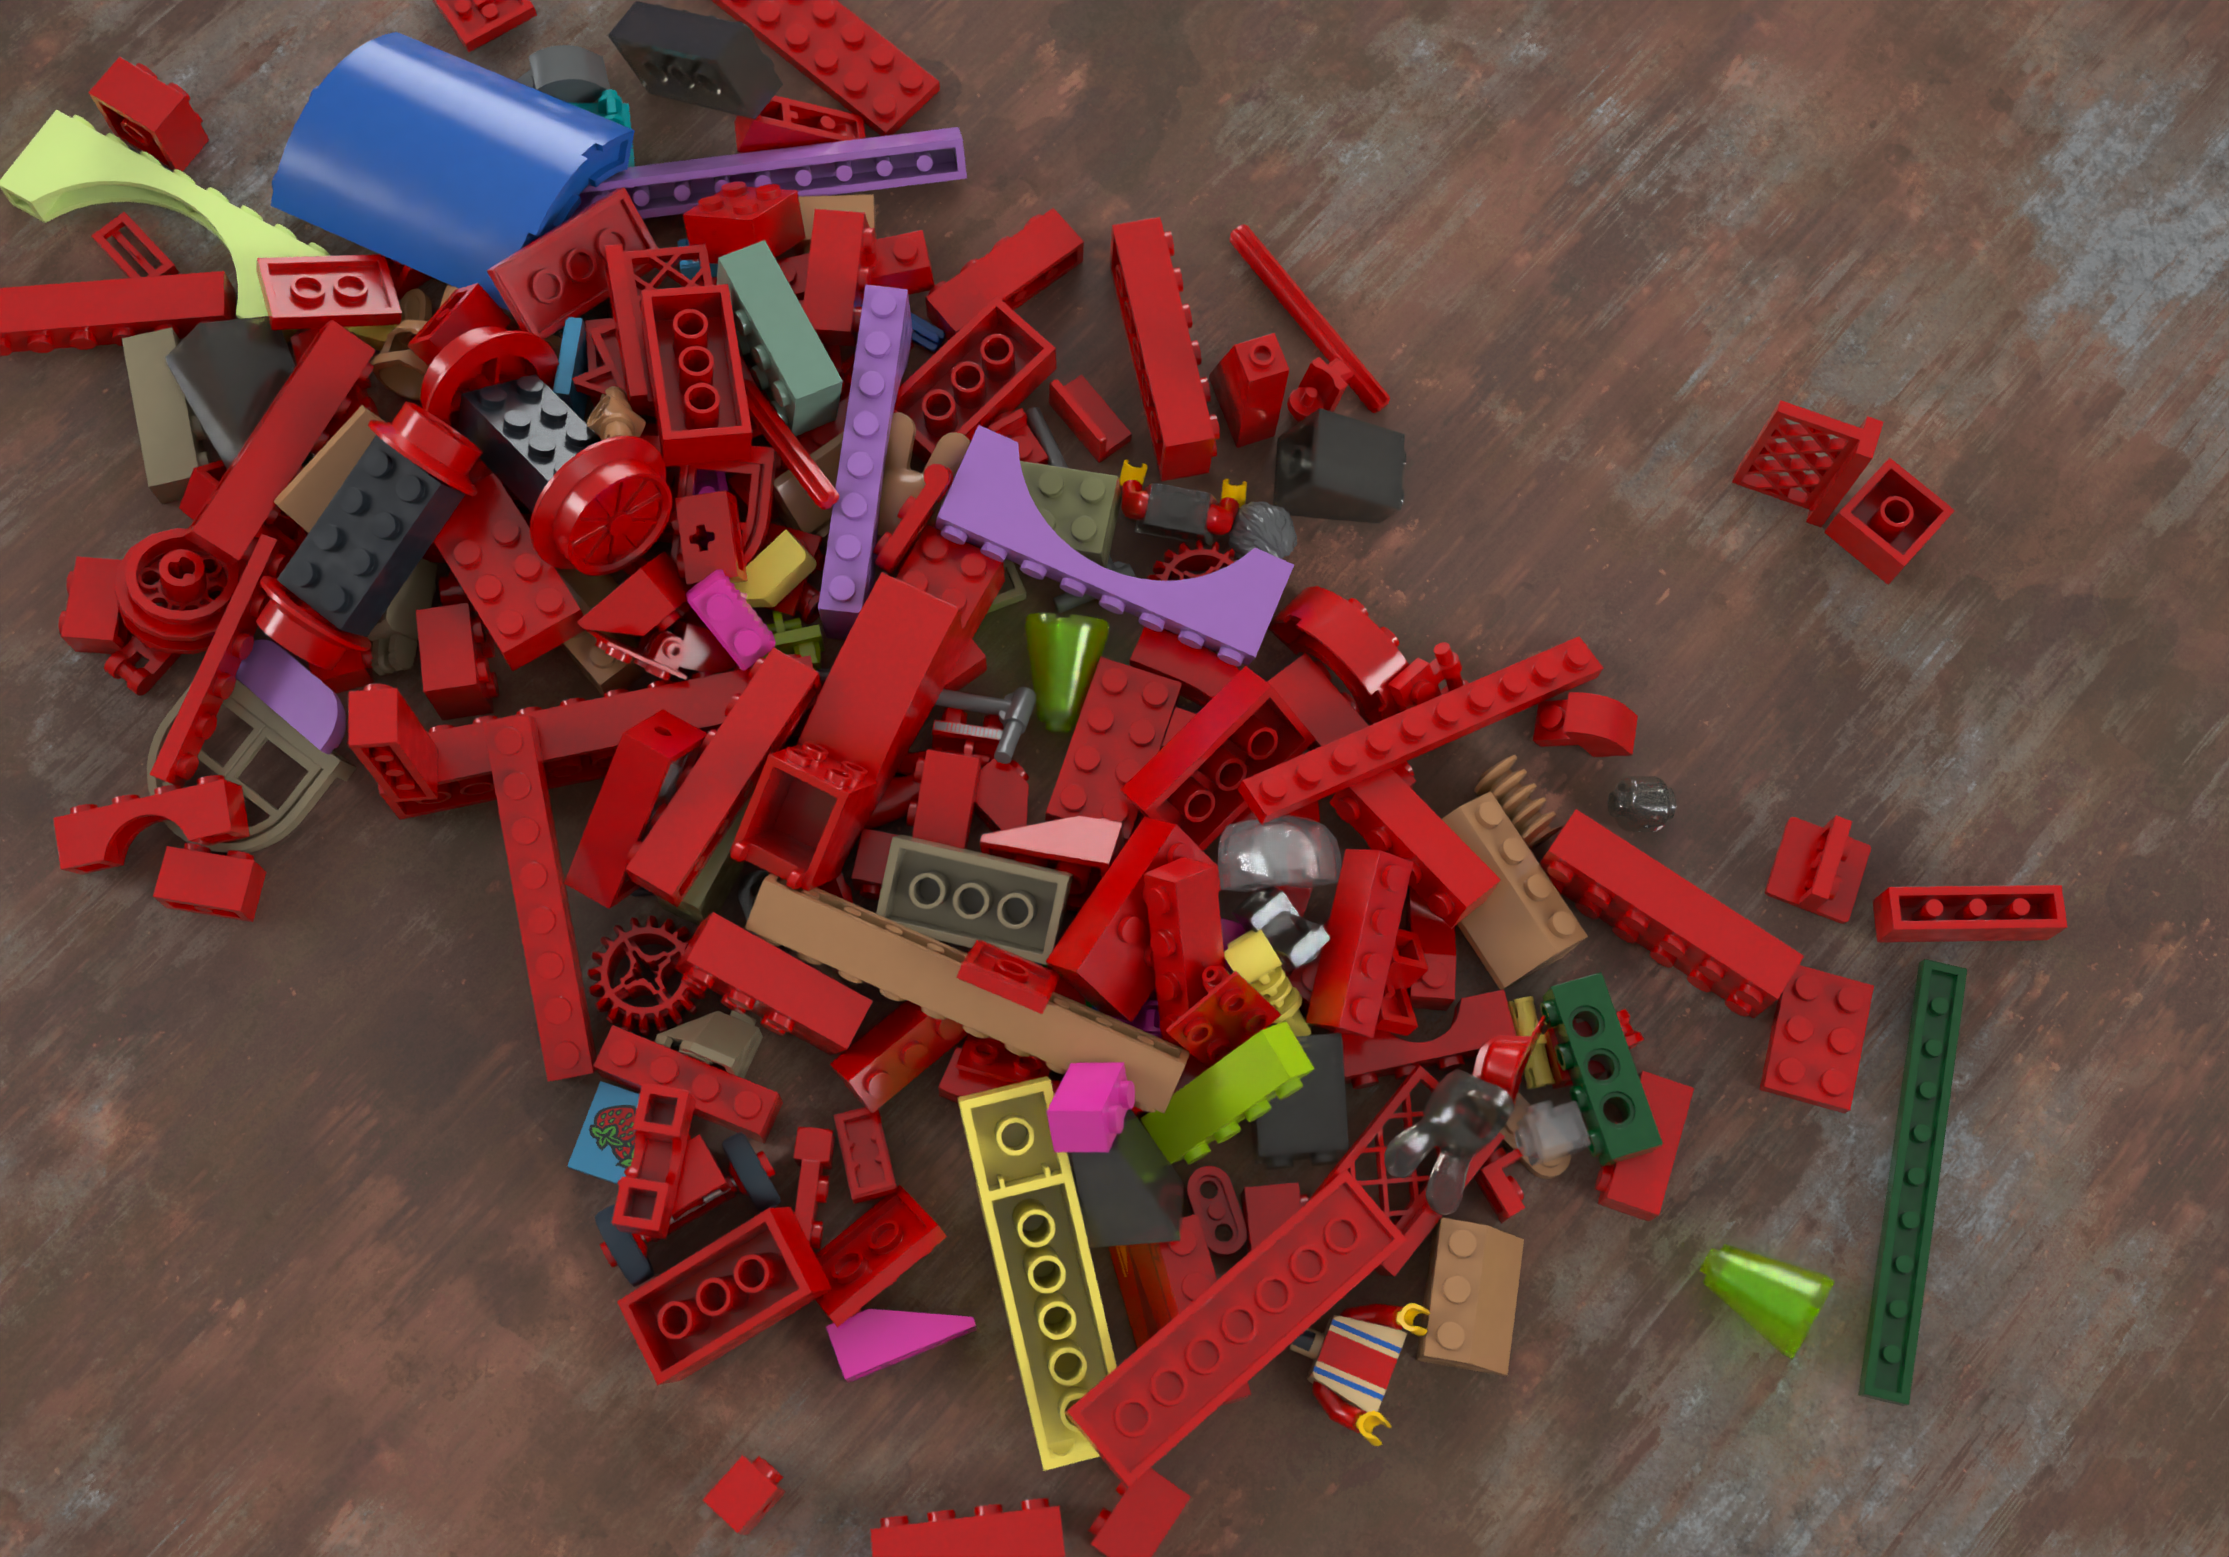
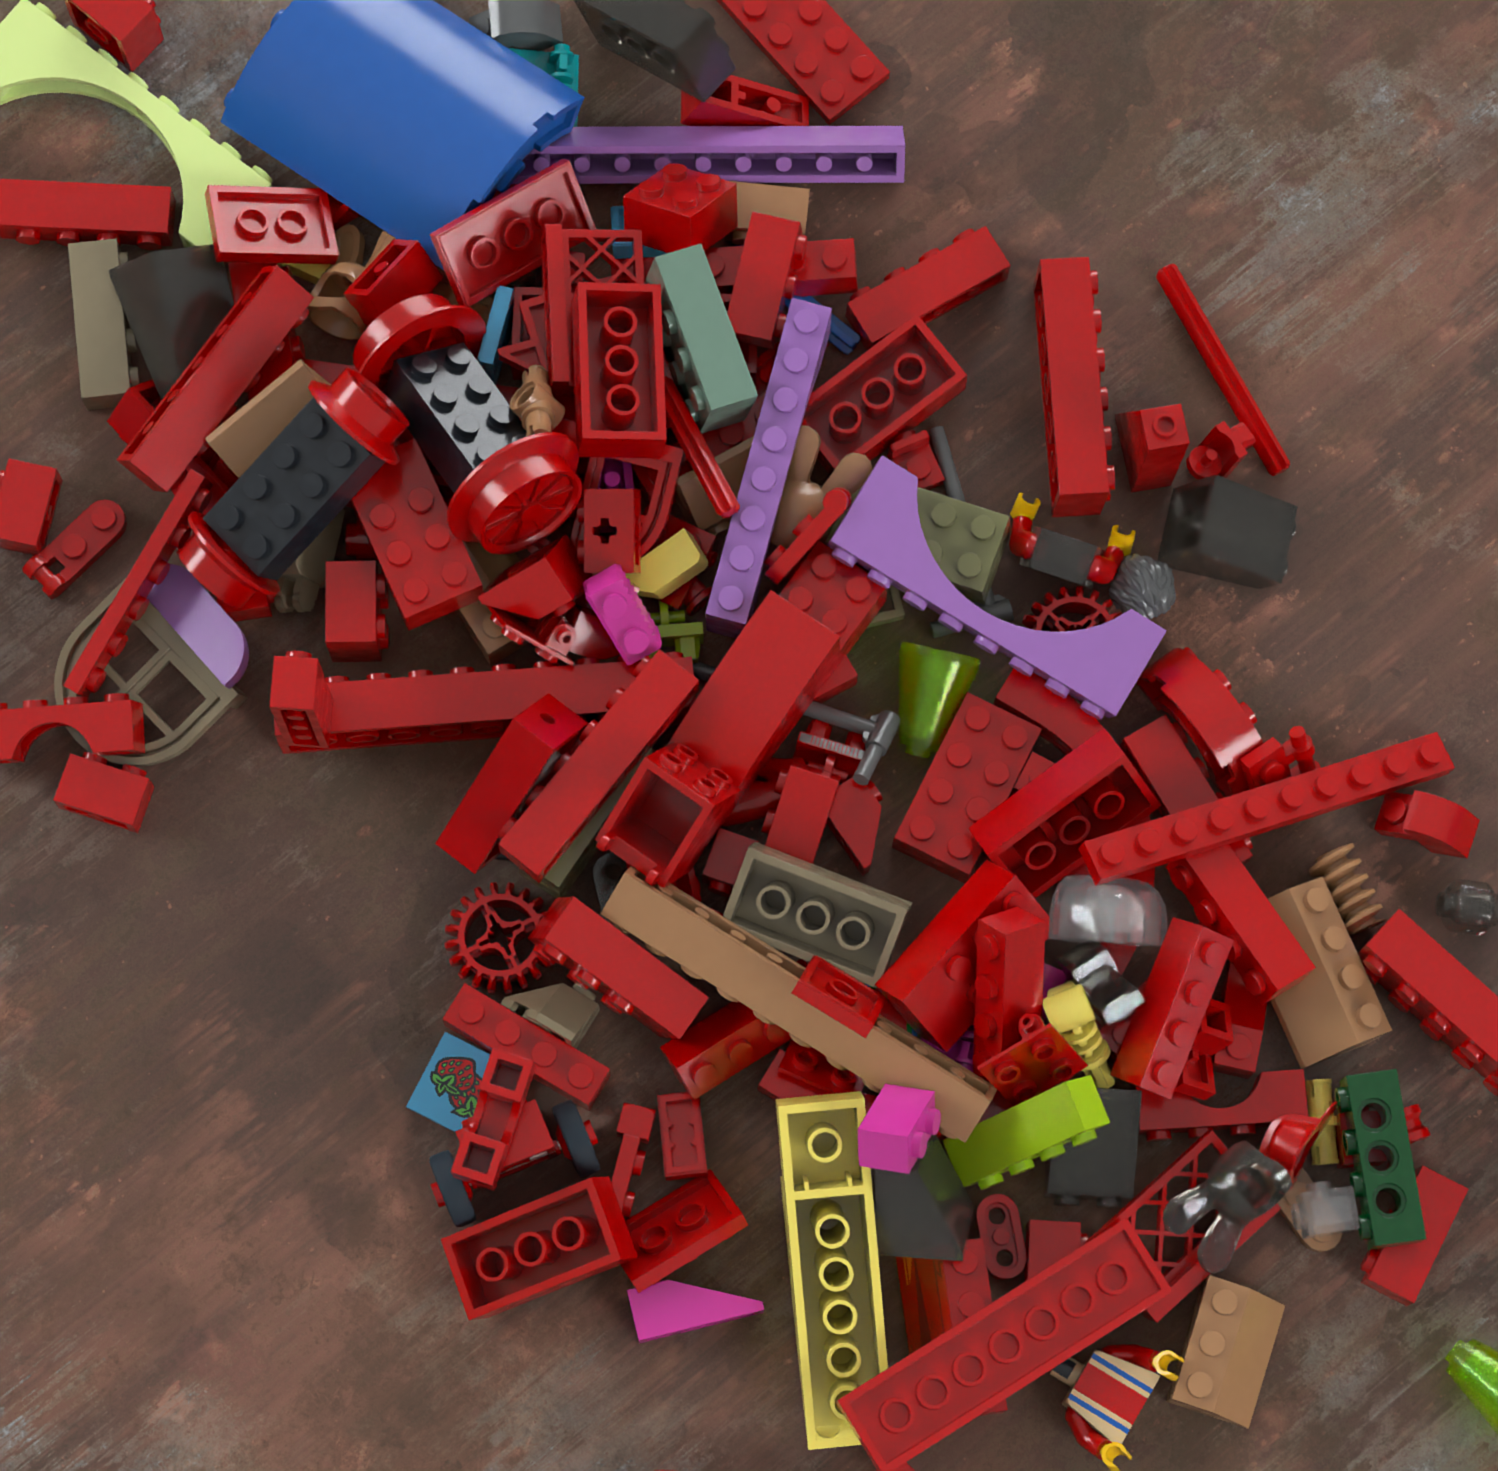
camera: 10 degrees right, 5 degrees up
(112, 229) = (64, 124): red tile -> none
(184, 584) = (101, 475): red wheel -> none
(541, 897) = (413, 855): red brick -> none
(746, 1493) = (537, 1429): red brick -> none
(1069, 845) = (914, 874): slope -> none
(1088, 417) = (990, 443): red panel -> none
(1501, 1191) = (1271, 1258): red bracket -> none

